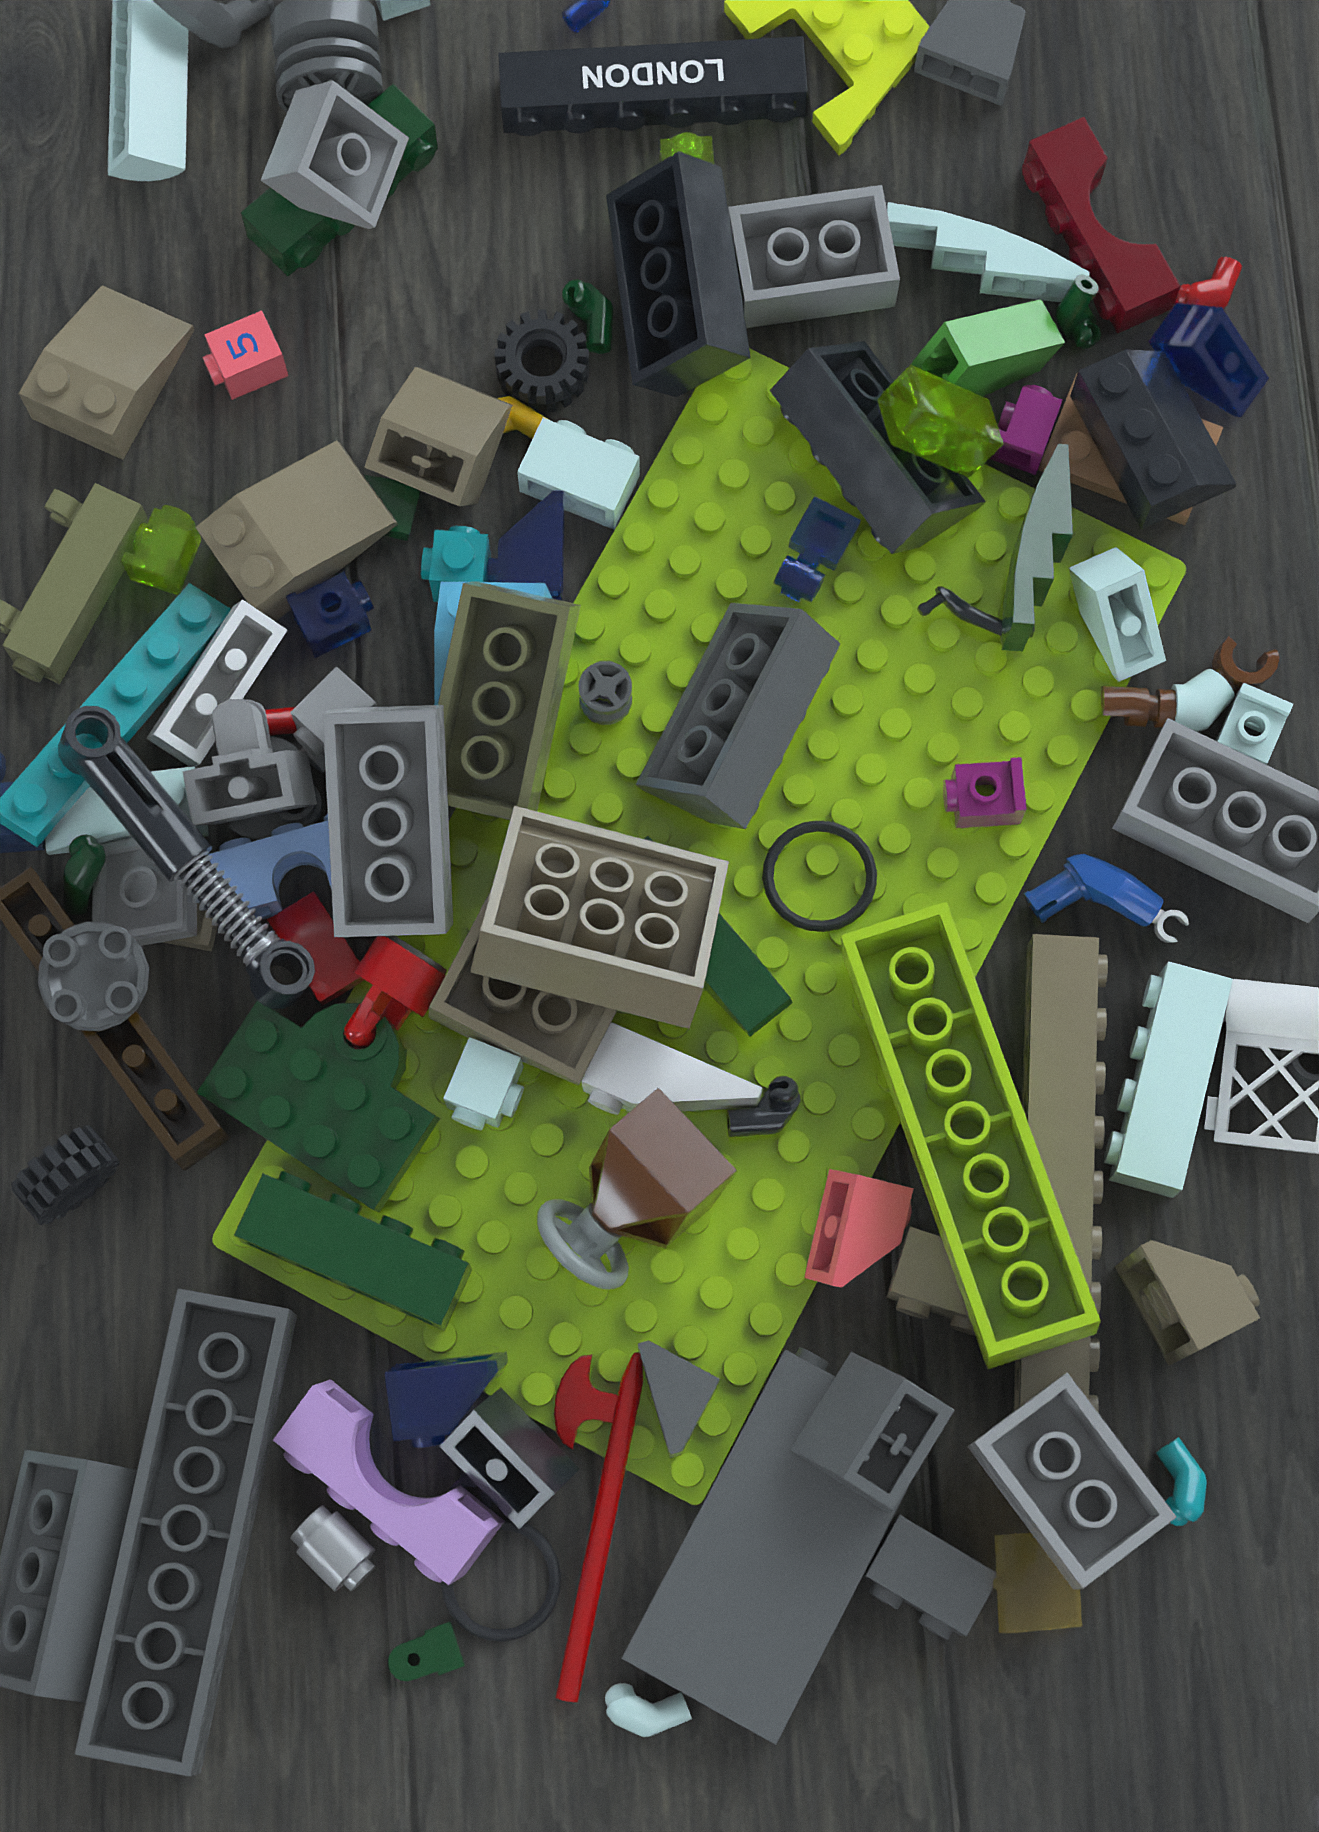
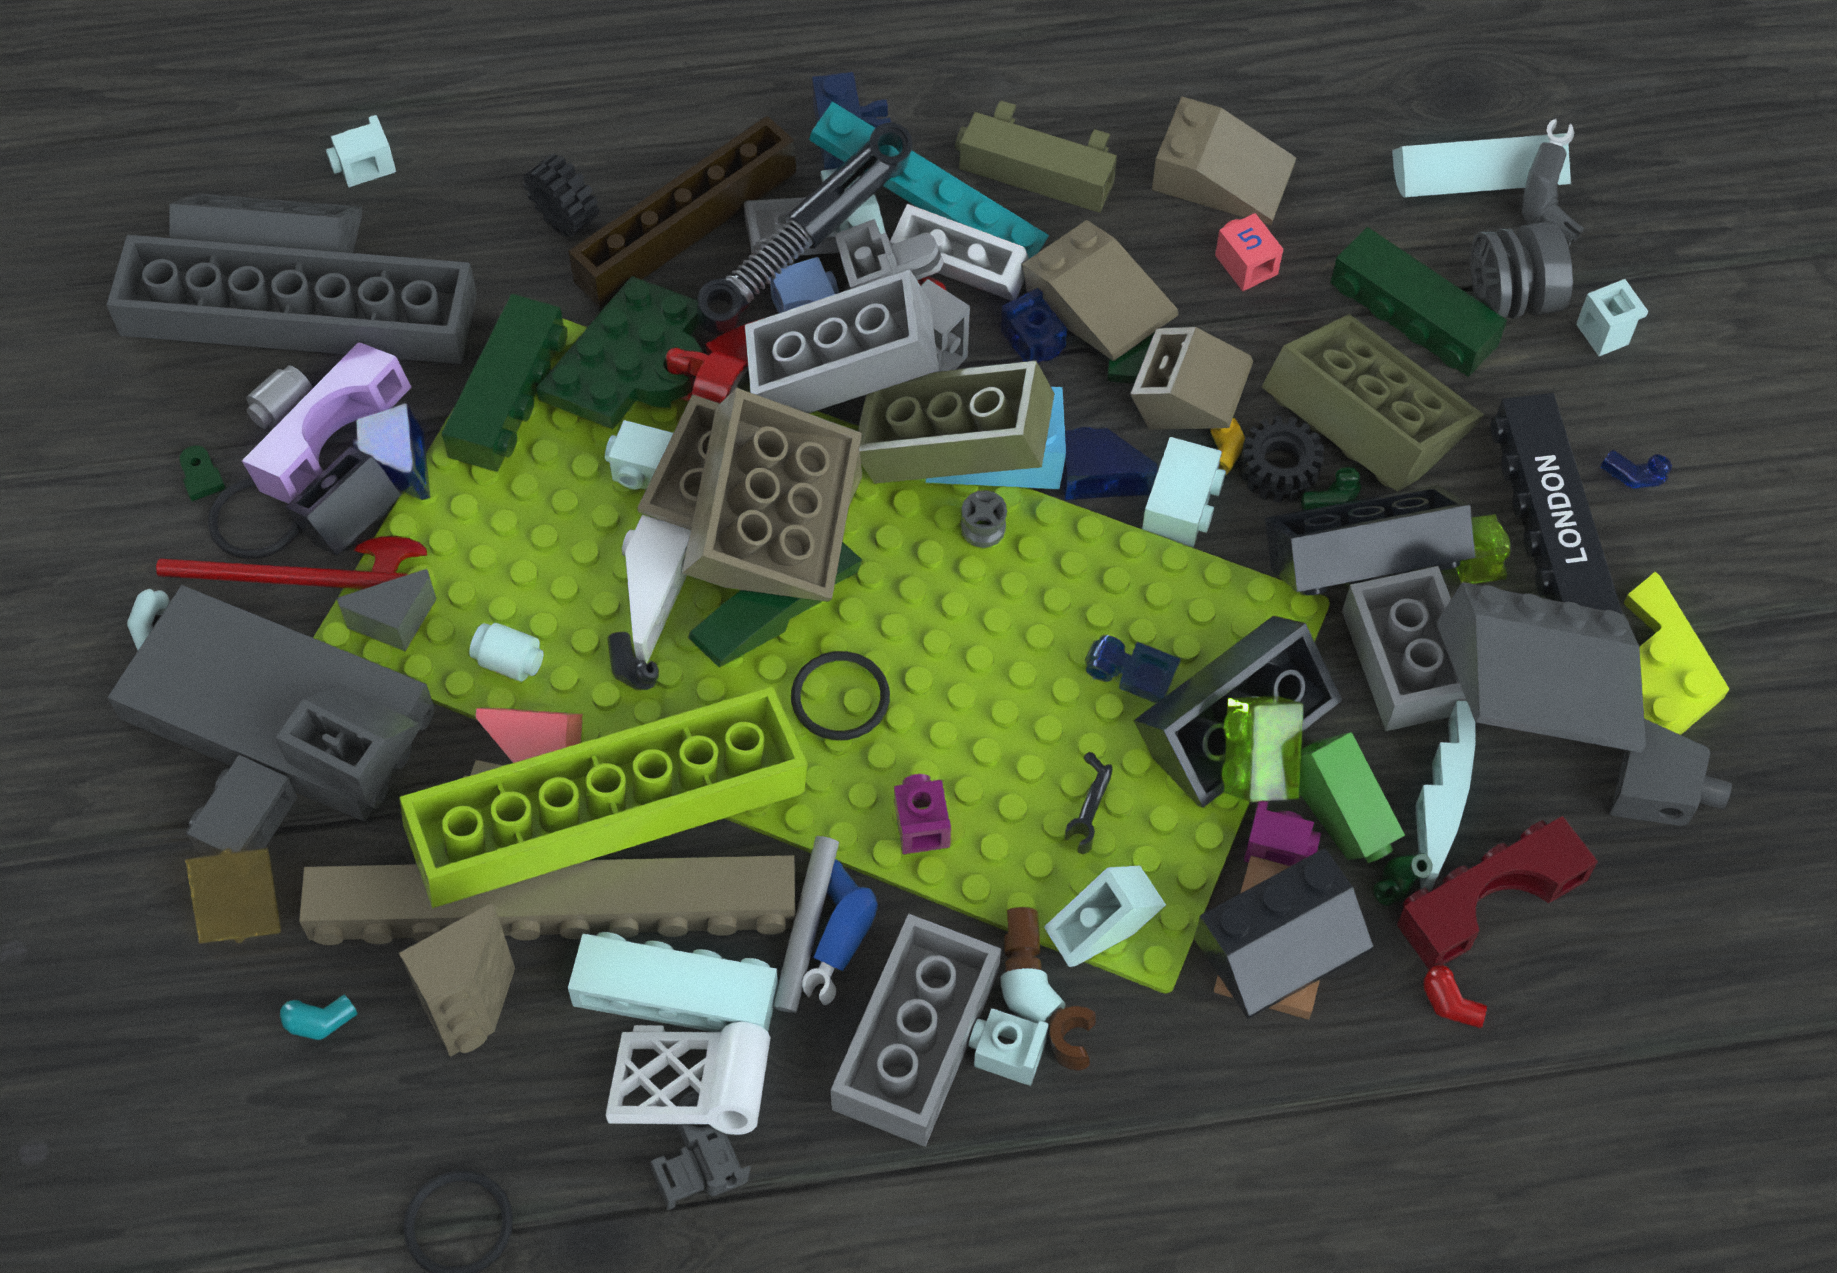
camera: 85 degrees right, 15 degrees down
(81, 873) = (798, 183): dark green arm -> none
(93, 976) = (706, 179): dark grey dish -> none
(163, 550) = (1071, 207): clear neon green brick -> none
(335, 155) = (1423, 277): light grey slope -> none
(456, 557) = (1087, 403): teal brick -> none
(473, 251) = (1370, 400): none -> olive slope
(645, 1185) = (557, 554): piece -> none
(739, 713) = (973, 619): dark grey slope -> none
(744, 1253) = (506, 651): none -> light aqua brick
(876, 117) = (1546, 666): none -> dark grey slope
(1040, 542) = (1171, 839): slope -> none
(1071, 1482) = (302, 886): light grey brick -> none
(1110, 932) = (805, 924): none -> light grey piece
(1210, 356) = (1377, 996): clear blue slope -> none

